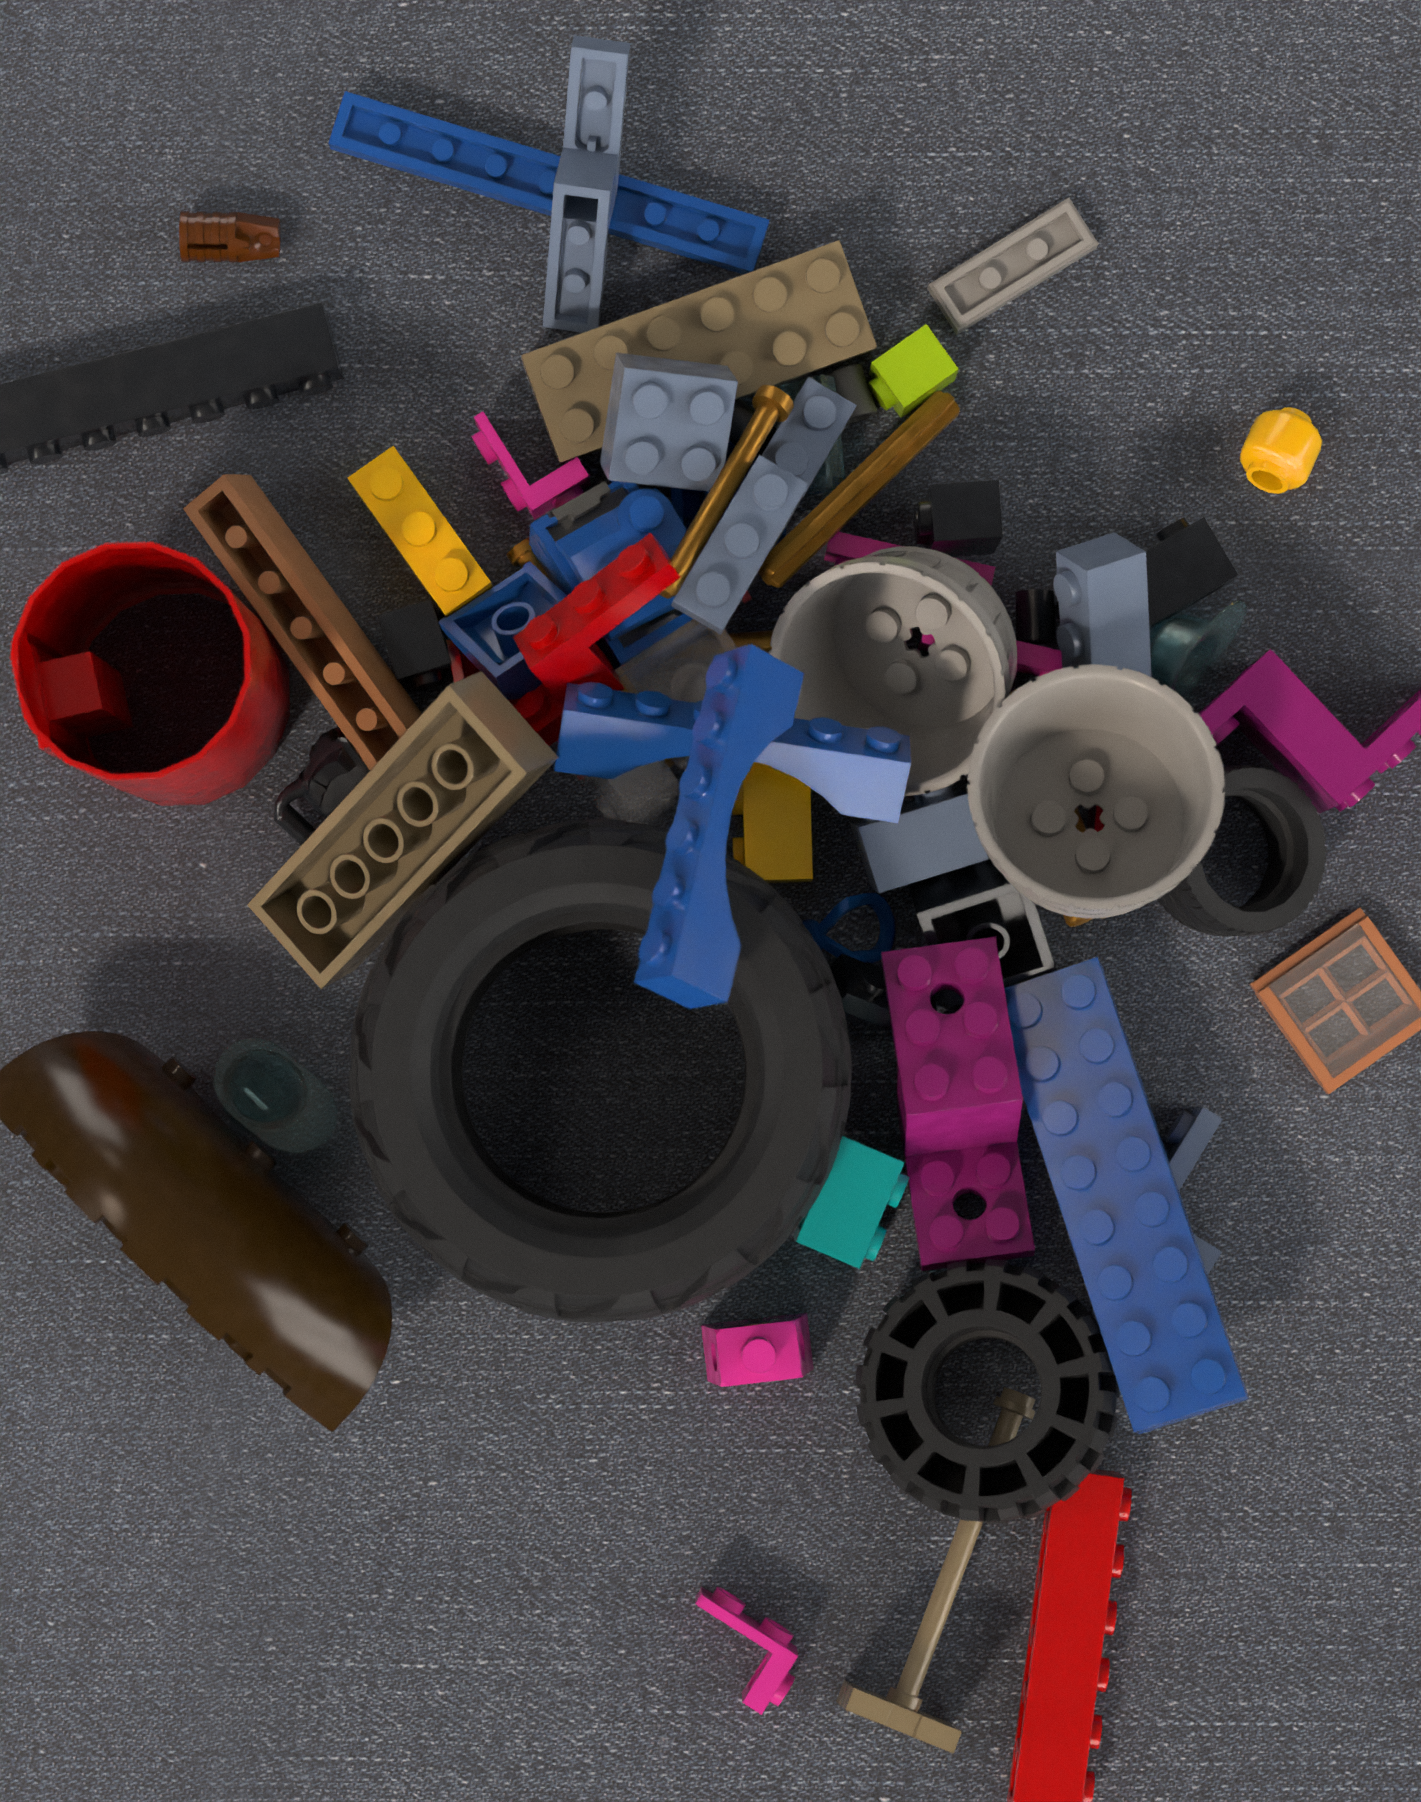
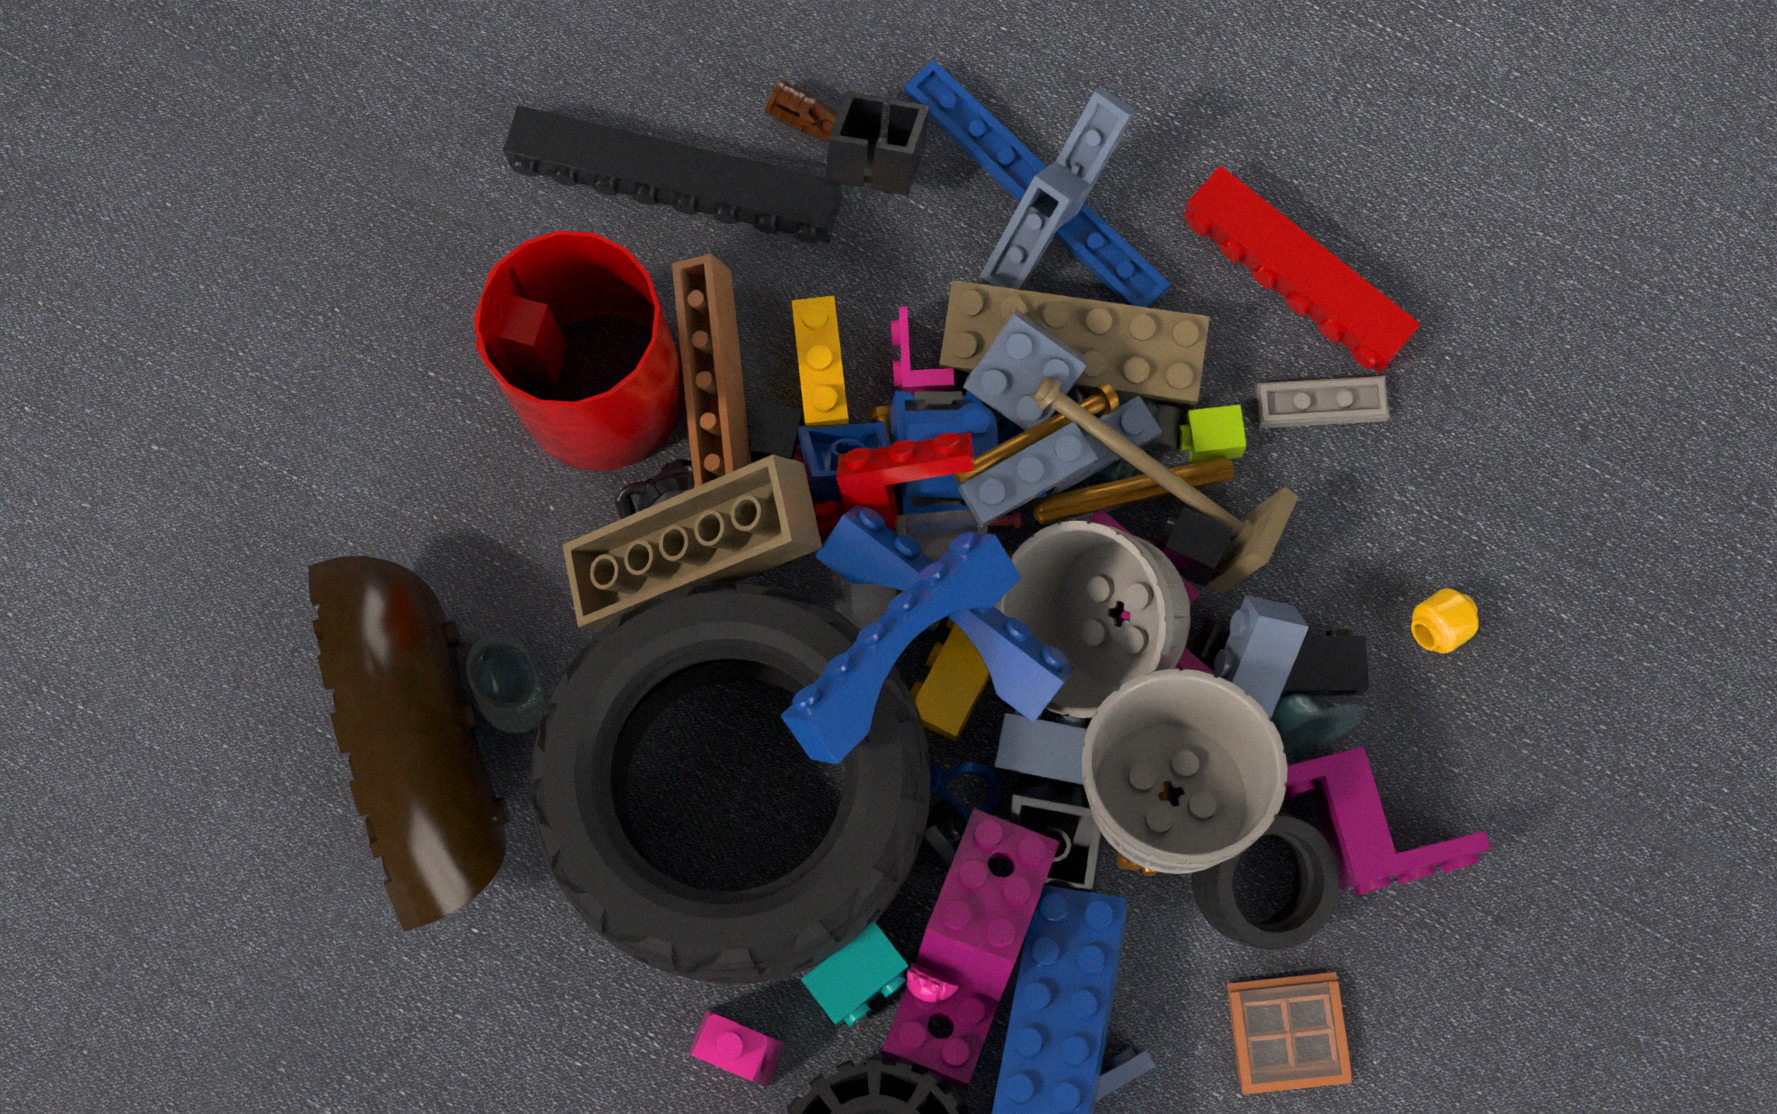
camera: 35 degrees right, 10 degrees down
(341, 253) = (861, 154): none -> black piece
(907, 123) = (1300, 270): none -> red brick
(934, 1166) = (929, 984): none -> dark pink animal
(1021, 462) = (1251, 536): none -> dark tan tile

